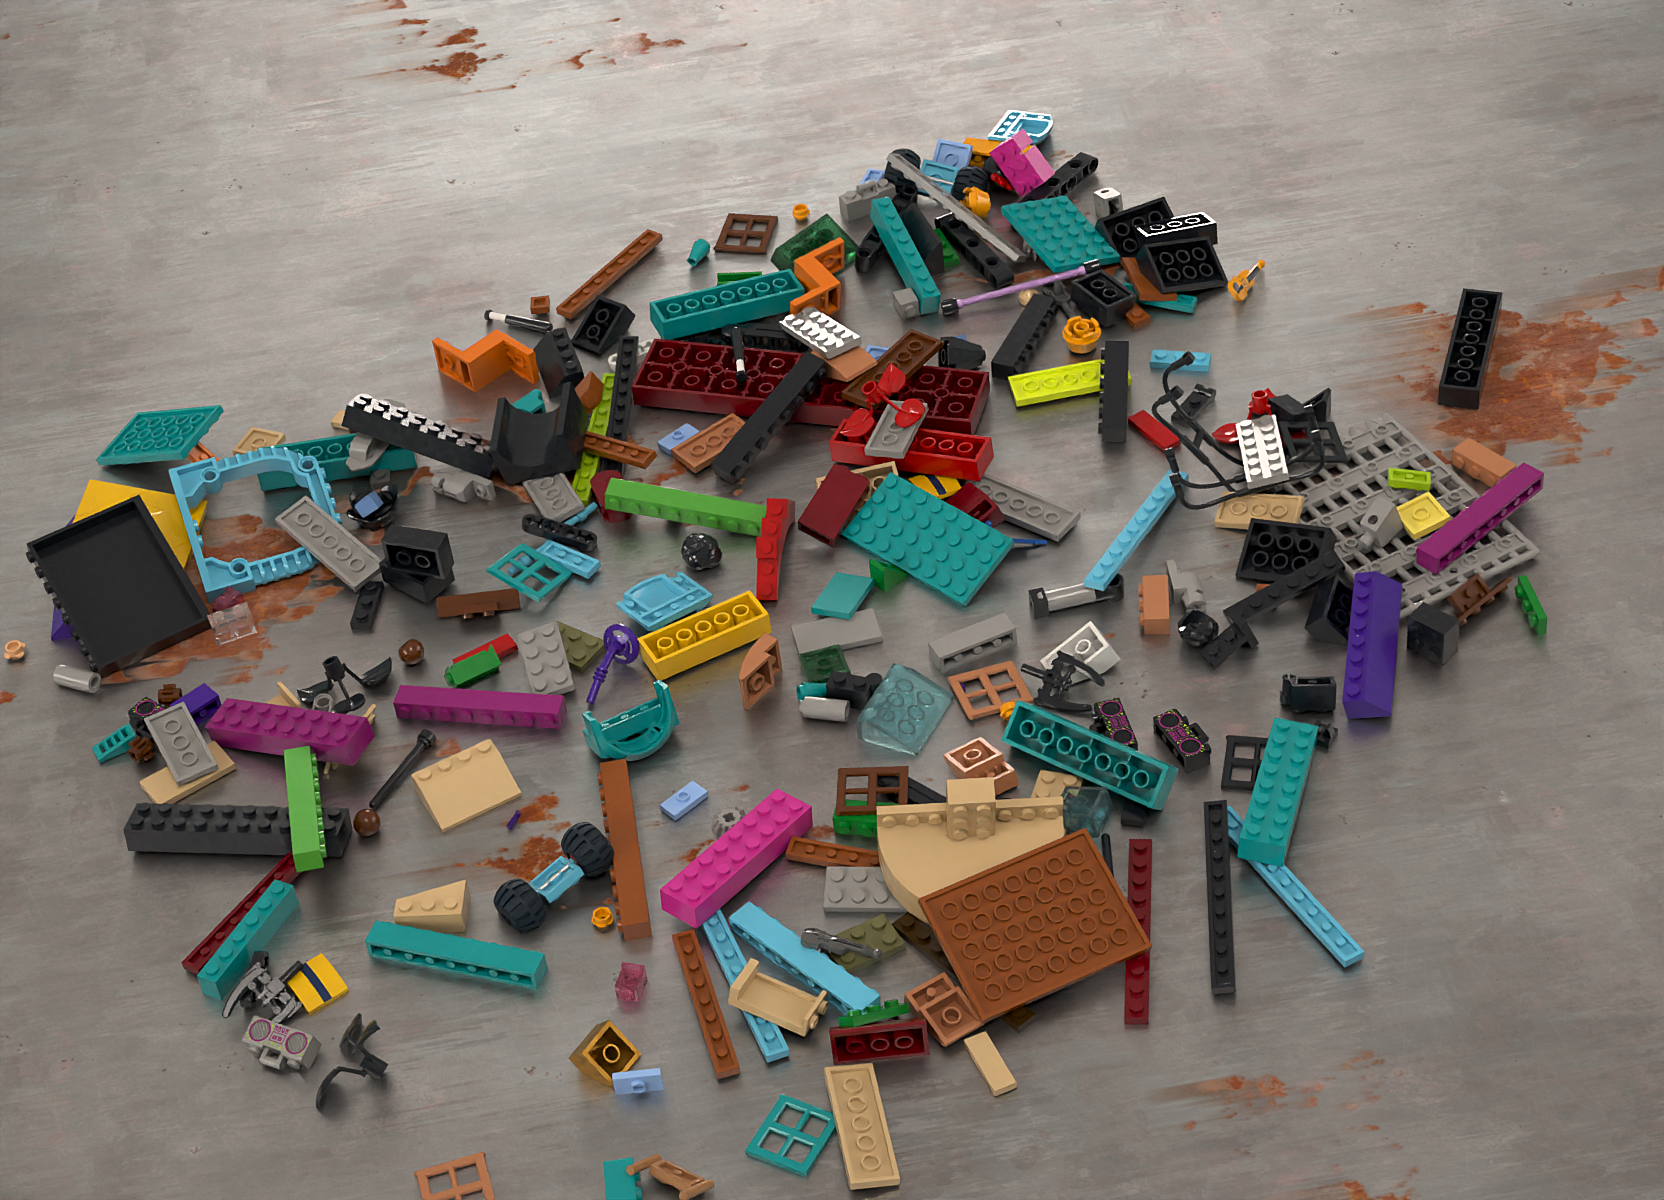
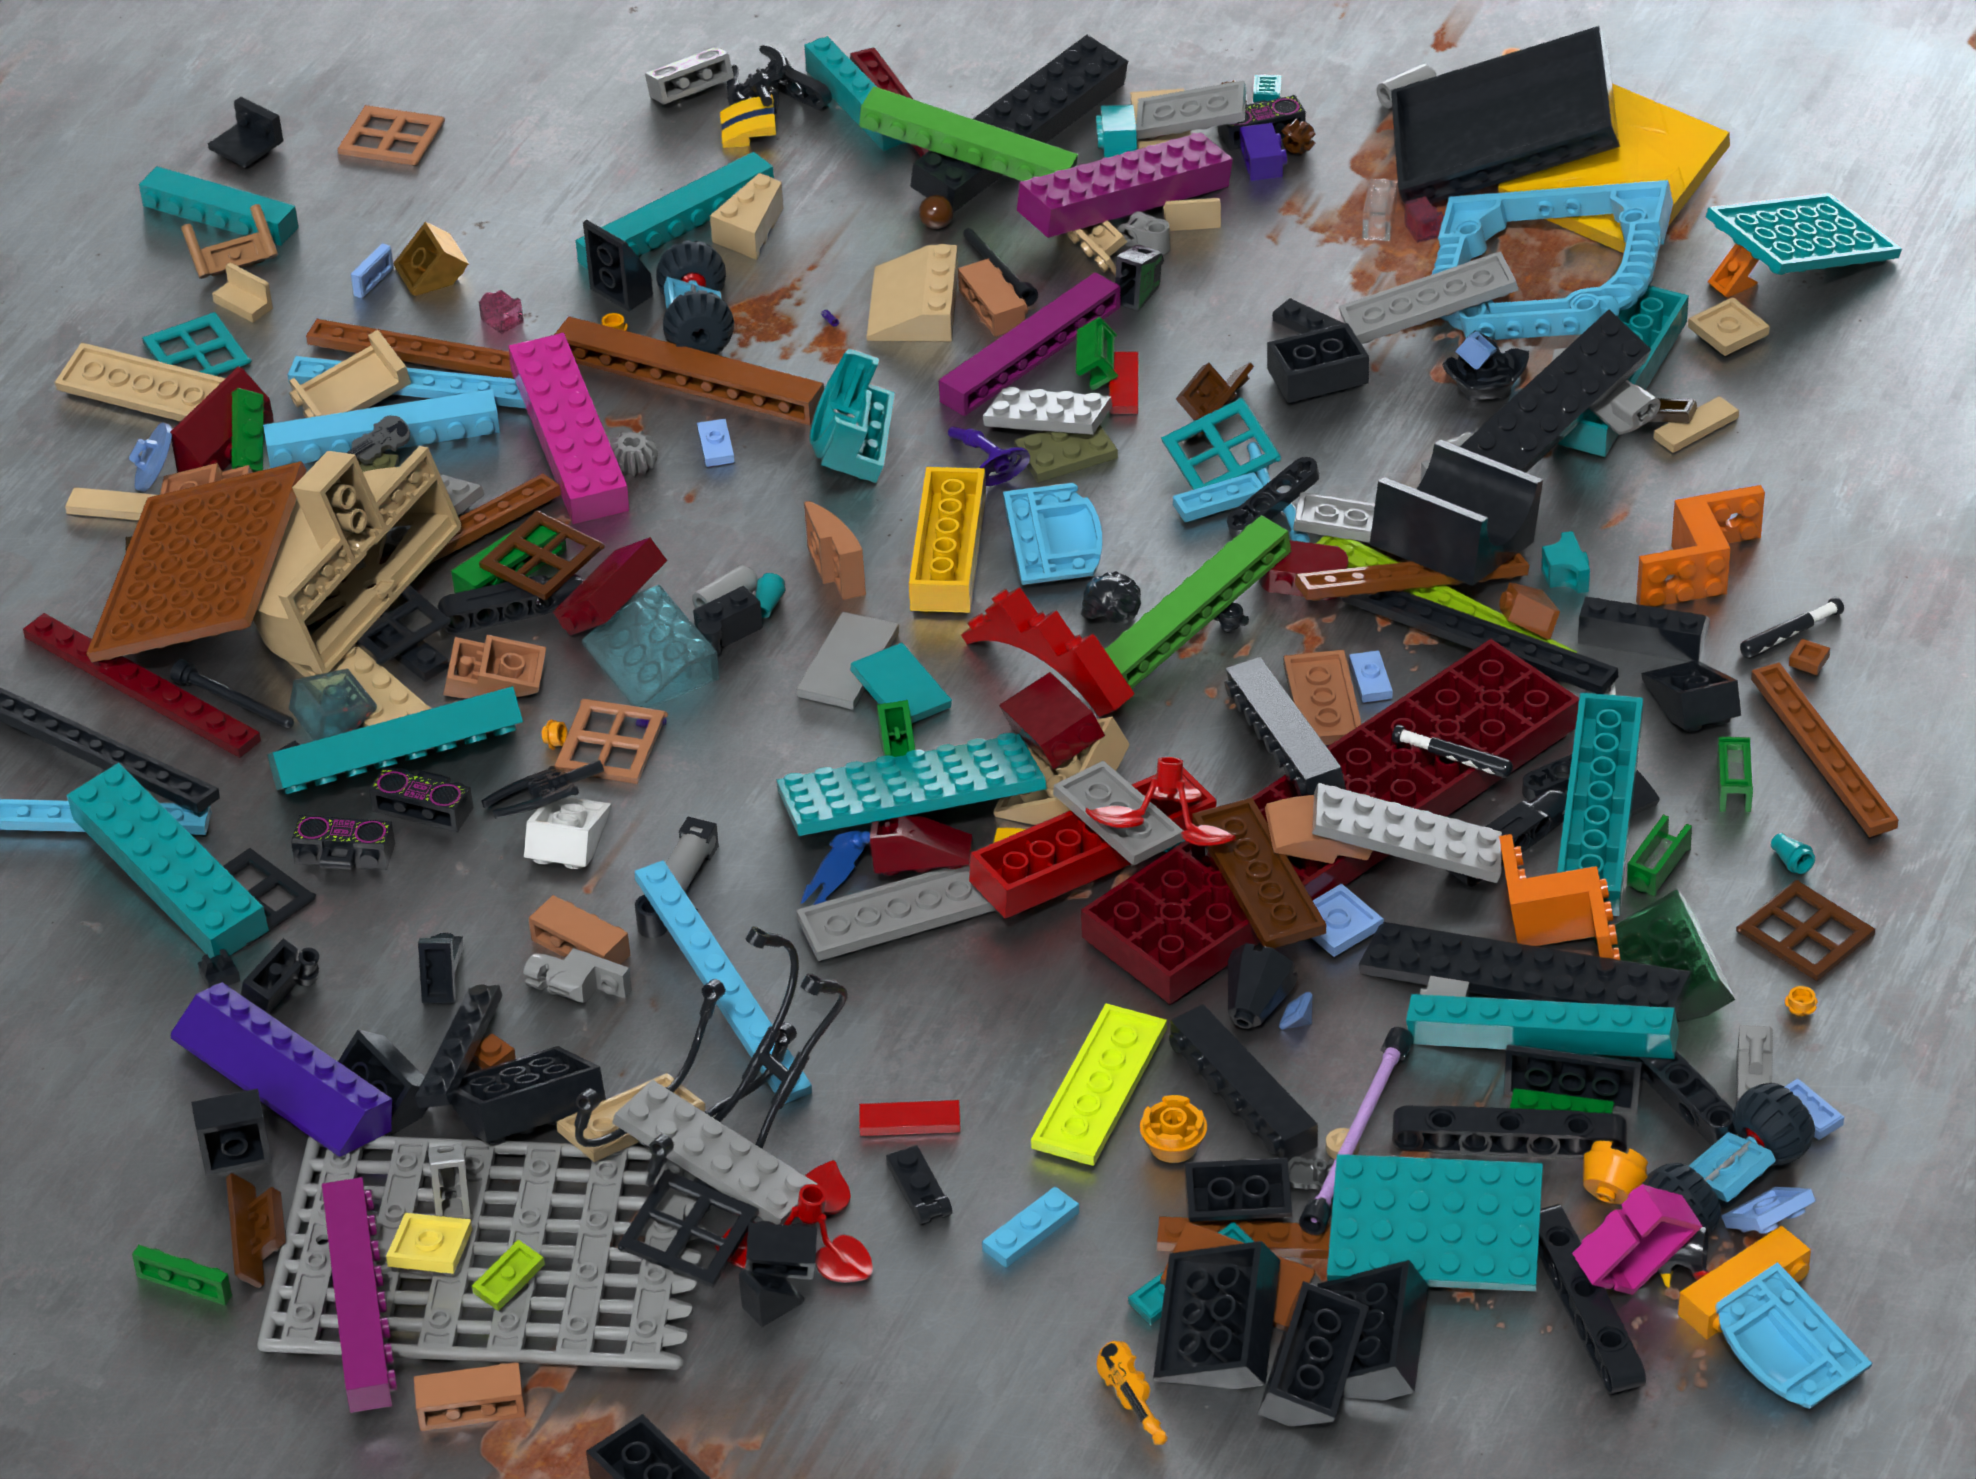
camera: 120 degrees right, 0 degrees up
(226, 773) = (1116, 130): none -> teal wedge
(336, 671) = (1198, 245): black plant -> none
(371, 1064) = (594, 117): black plant -> none
(377, 686) = (1138, 275): none -> black torso
(411, 652) = (1180, 321): reddish brown piece -> none
(417, 551) = (1303, 328): black brick -> none
(448, 740) = (991, 296): none -> nougat brick
(555, 929) = (615, 268): none -> black slope
(656, 288) = (1734, 770): none -> green window
(718, 1142) = (244, 294): none -> tan panel
(822, 662) = (798, 622): clear green plate -> none
(869, 279) = (1519, 969): none -> black plate
(874, 744) = (609, 586): none -> dark red brick
(939, 1049) = (152, 457): none -> medium blue shield
(961, 212) = (1619, 1115): light grey plate -> none
(972, 642) = (697, 752): light grey brick -> none
(1107, 202) = (1464, 1323): light grey torso -> none
(1115, 391) = (1011, 1096): black brick -> none
(1197, 628) = (490, 942): black hair -> none

